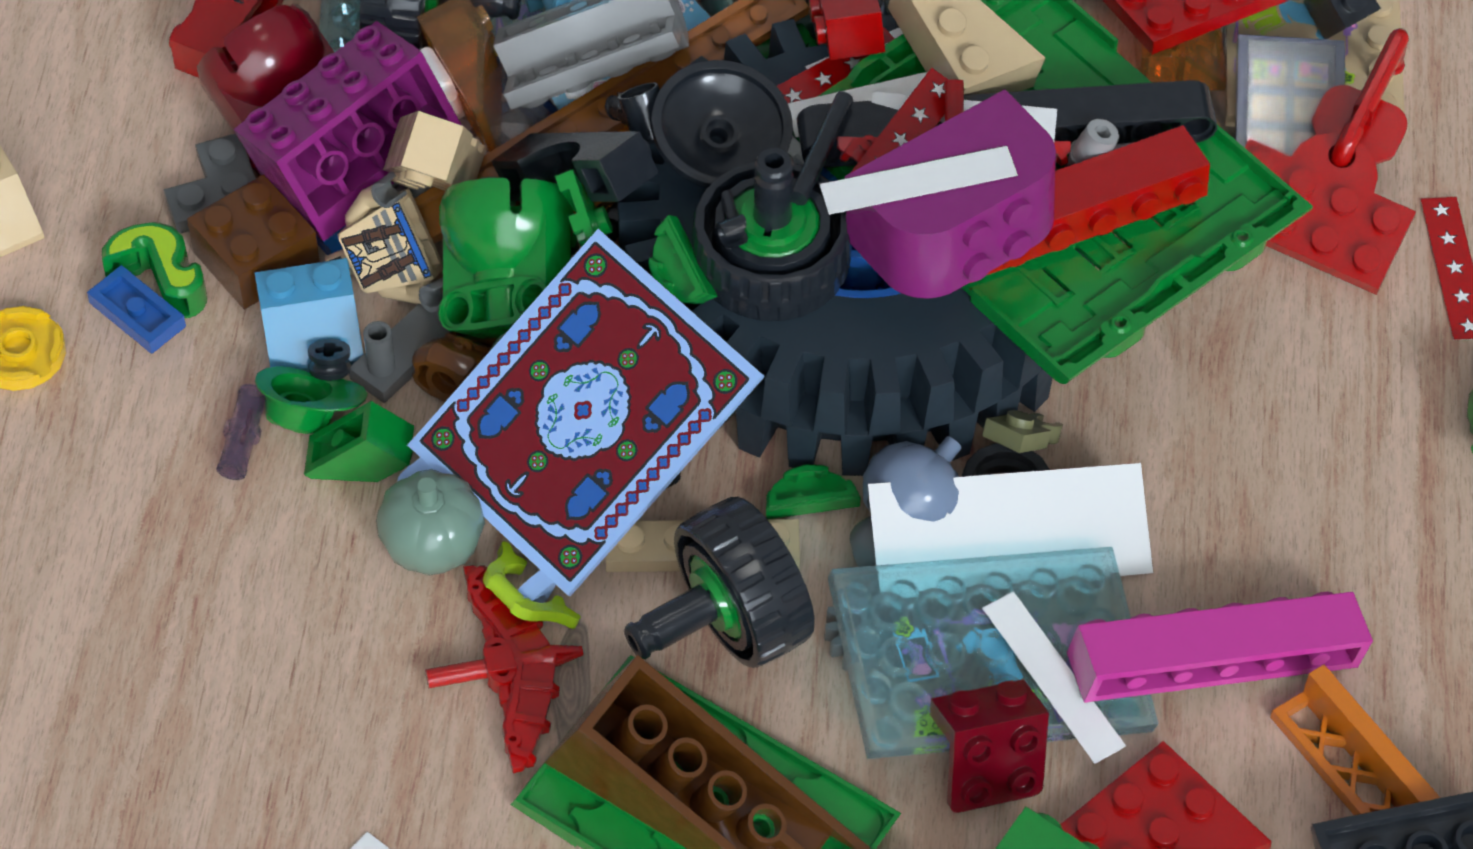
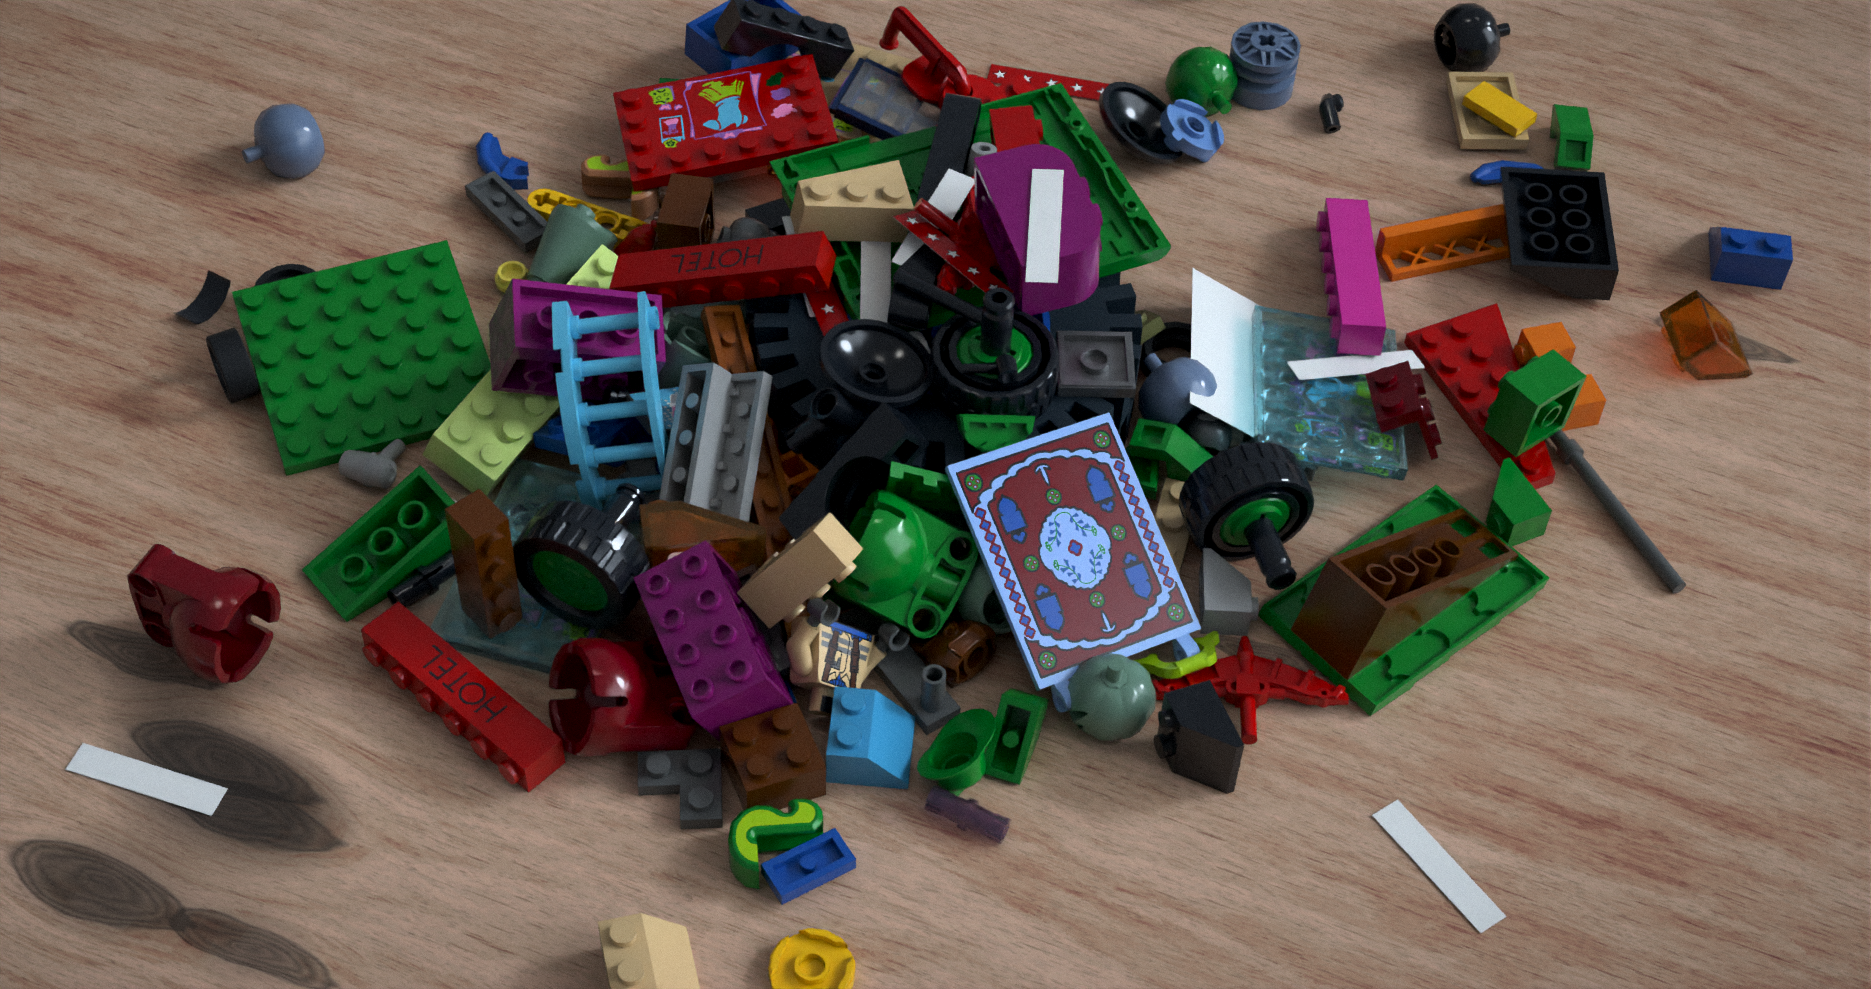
camera: 75 degrees left, 5 degrees down
(329, 359) = (923, 731): black bush -> none
(392, 612) = (1199, 737): none -> black slope
(623, 599) = (1224, 597): none -> light grey slope
(826, 509) = (1169, 444): none -> green slope
(840, 347) = (1095, 364): none -> flat silver tile
(1395, 431) = (1190, 130): none -> medium blue plate
(1421, 357) = (1134, 122): none -> black dish

